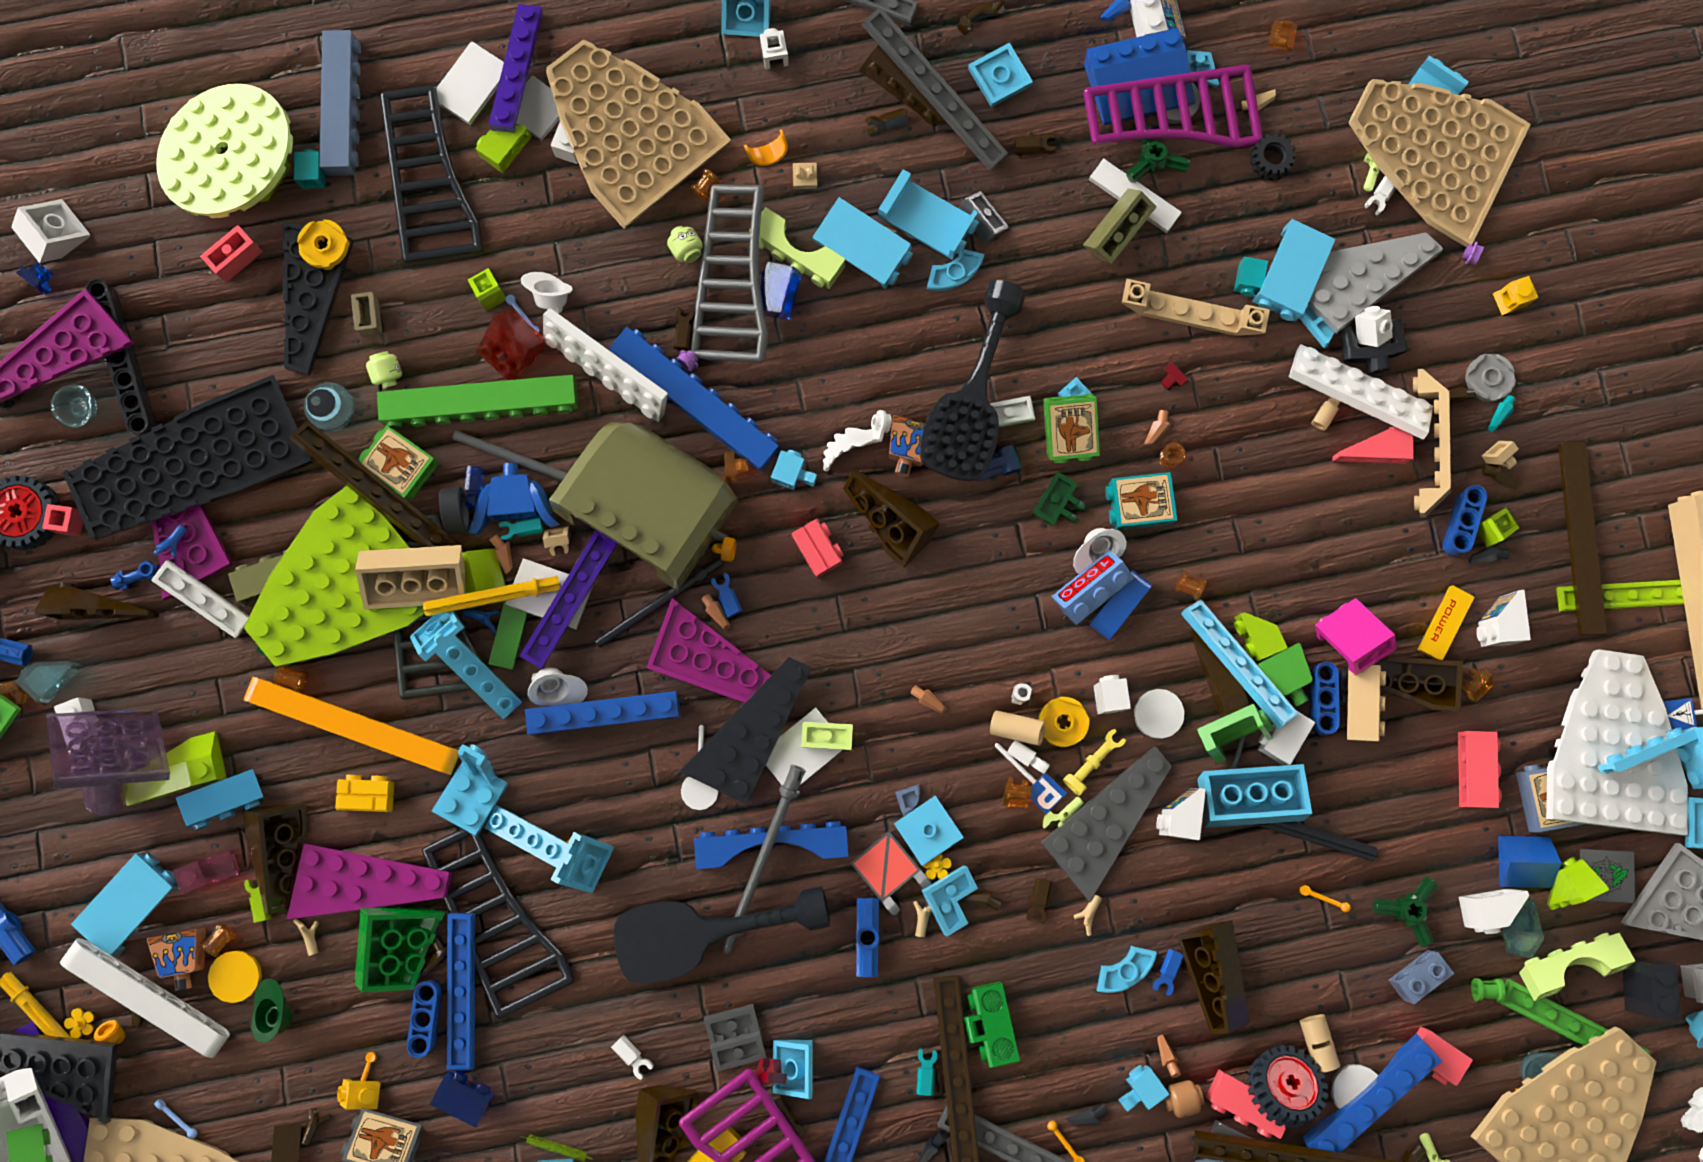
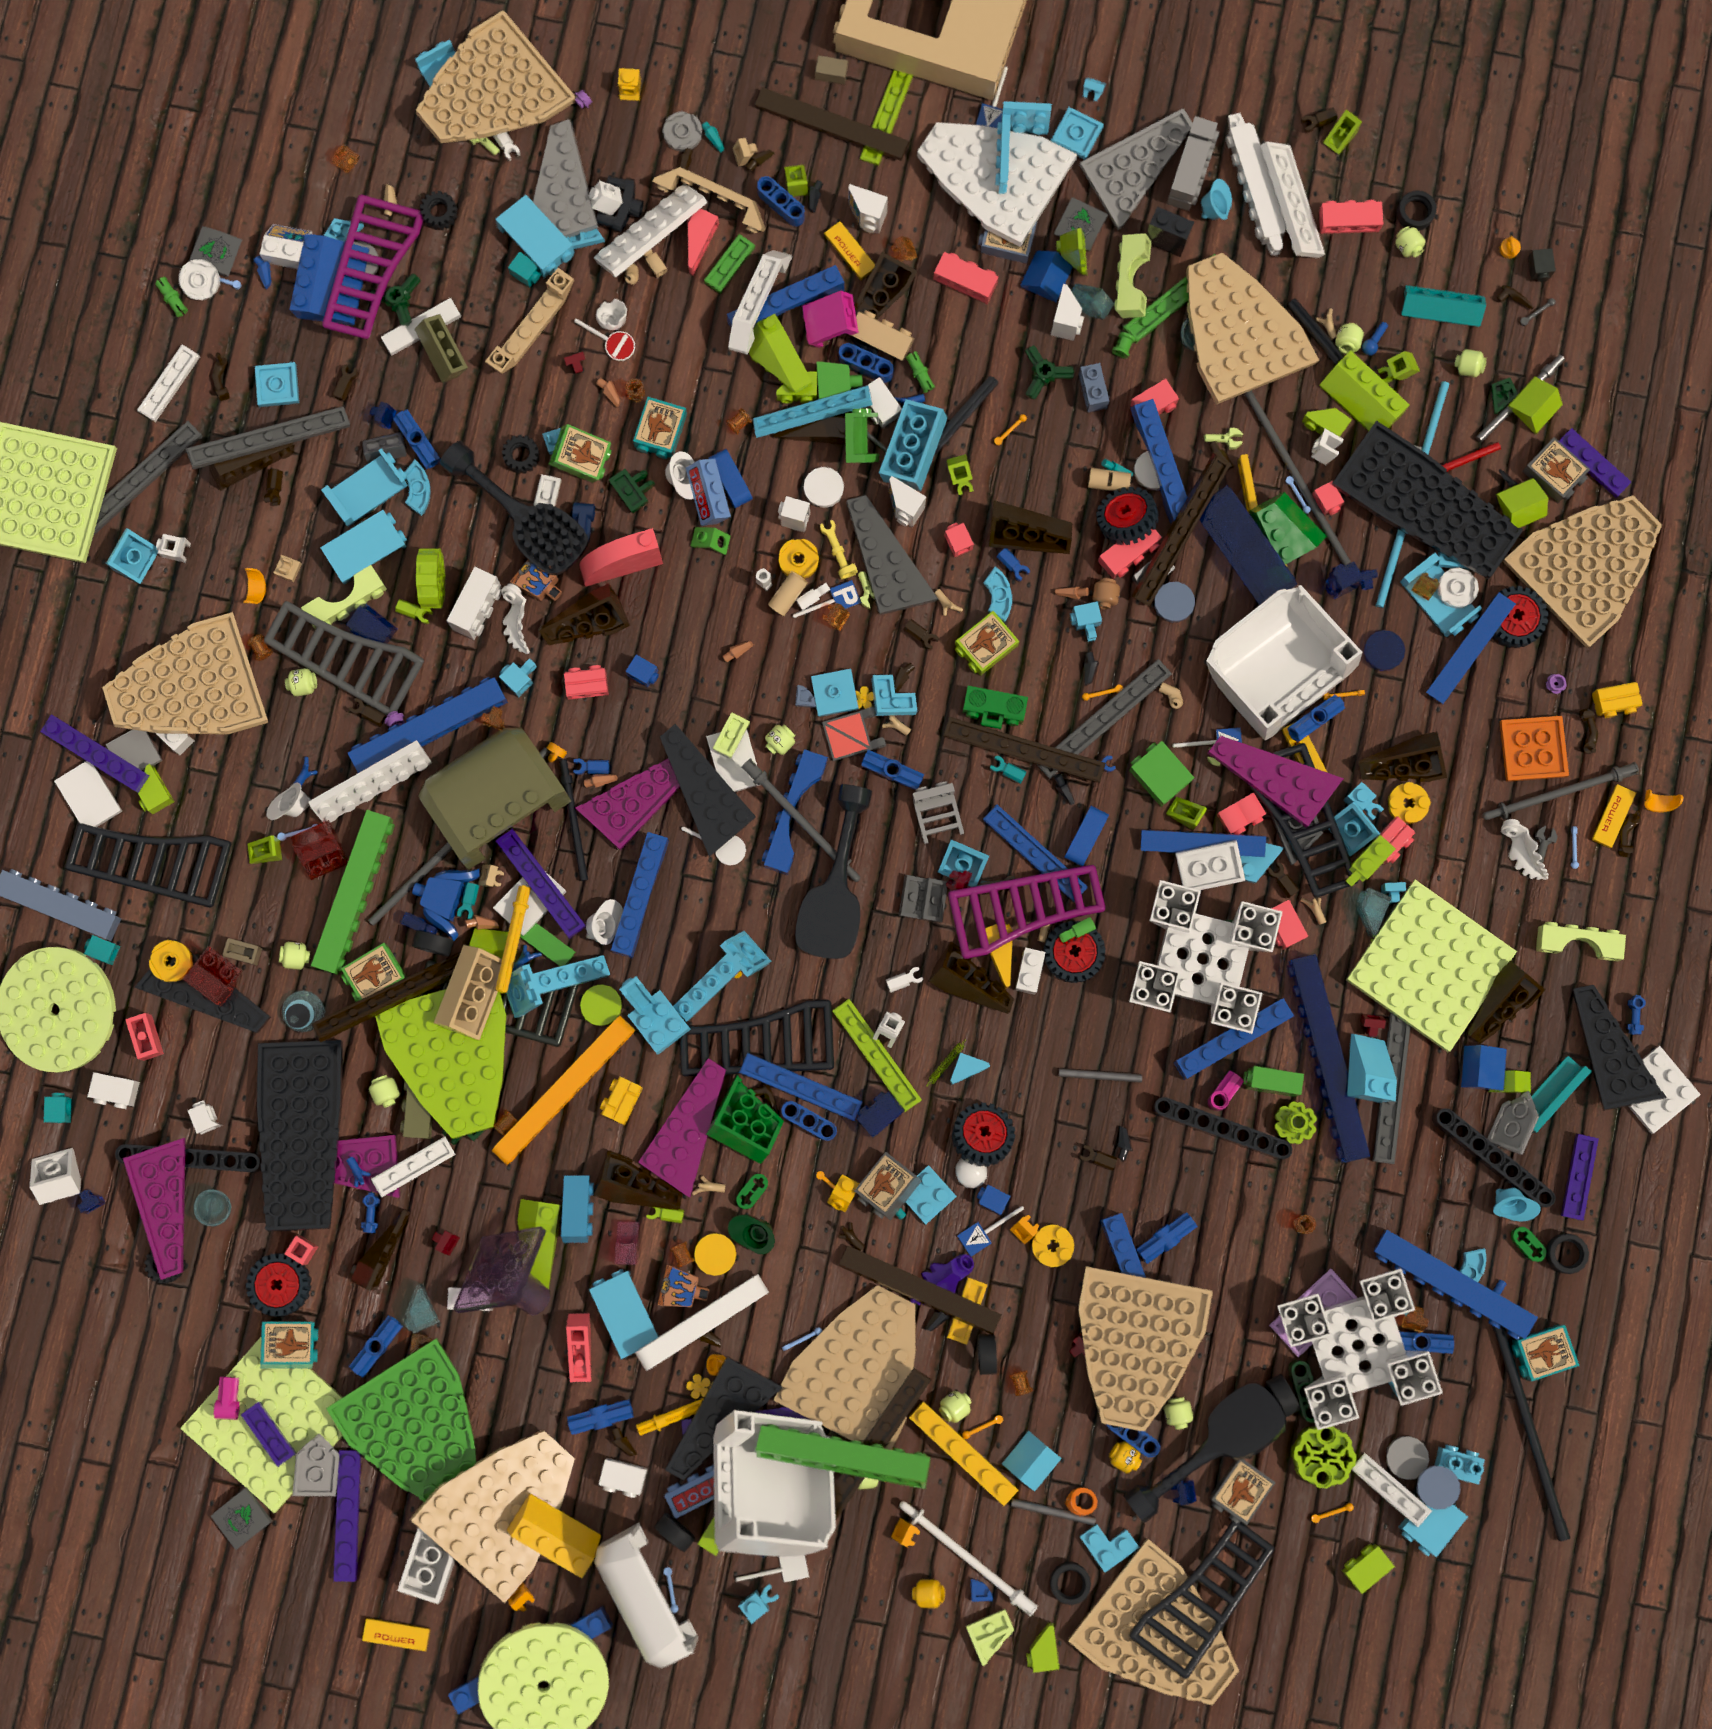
camera: 65 degrees left, 0 degrees up
(72, 869) = (579, 1347): none -> coral slope
(121, 200) = (57, 1108): none -> teal brick
(133, 670) = (446, 1242): none -> dark red tile
(164, 248) = (113, 1089): none -> white brick
(170, 354) = (203, 1117): none -> white window
(272, 531) = (384, 1091): none -> yellowish green head
(318, 294) = (213, 976): none -> clear red slope
(323, 981) = (756, 1195): none -> green beam
(464, 724) = (601, 1005): none -> lime tile
(533, 1063) = (877, 1055): none -> lime tile
(559, 1062) = (893, 1020): none -> white window
(588, 292) = (304, 774): none -> blue bar
(816, 325) = (412, 610): none -> lime bar
(846, 792) = (780, 739): none -> yellowish green head
(850, 992) = (928, 799): none -> light grey plate
(851, 388) = (475, 603): none -> white brick
(856, 327) = (430, 578): none -> lime connector
(857, 604) = (642, 671): none -> blue brick
(973, 525) = (621, 557): none -> coral brick
(1014, 235) = (410, 430): none -> blue piece
(1018, 200) = (383, 415): none -> clear blue tile
(1041, 610) = (707, 538): none -> bright green bracket
(1052, 353) = (515, 443): none -> black tyre
(1061, 982) = (986, 643): none -> brick
(1169, 895) = (958, 539): none -> coral brick
(1215, 415) = (618, 345): none -> piece
(1244, 392) = (611, 315): none -> white hair
(1248, 864) = (960, 472): none -> lime brick
(1289, 588) = (777, 355): none -> lime wedge
(1301, 394) = (632, 274): none -> tan arm
(1310, 775) = (919, 398): none -> blue bar
(1338, 541) = (754, 299): none -> white slope
(1338, 1040) = (1114, 466): none -> teal bar
(1343, 765) = (920, 372): none -> bright green pin
(1365, 495) = (729, 263): none -> bright green tile
(1381, 600) = (799, 293): none -> blue arch
(1644, 510) = (831, 70): none -> dark tan piece

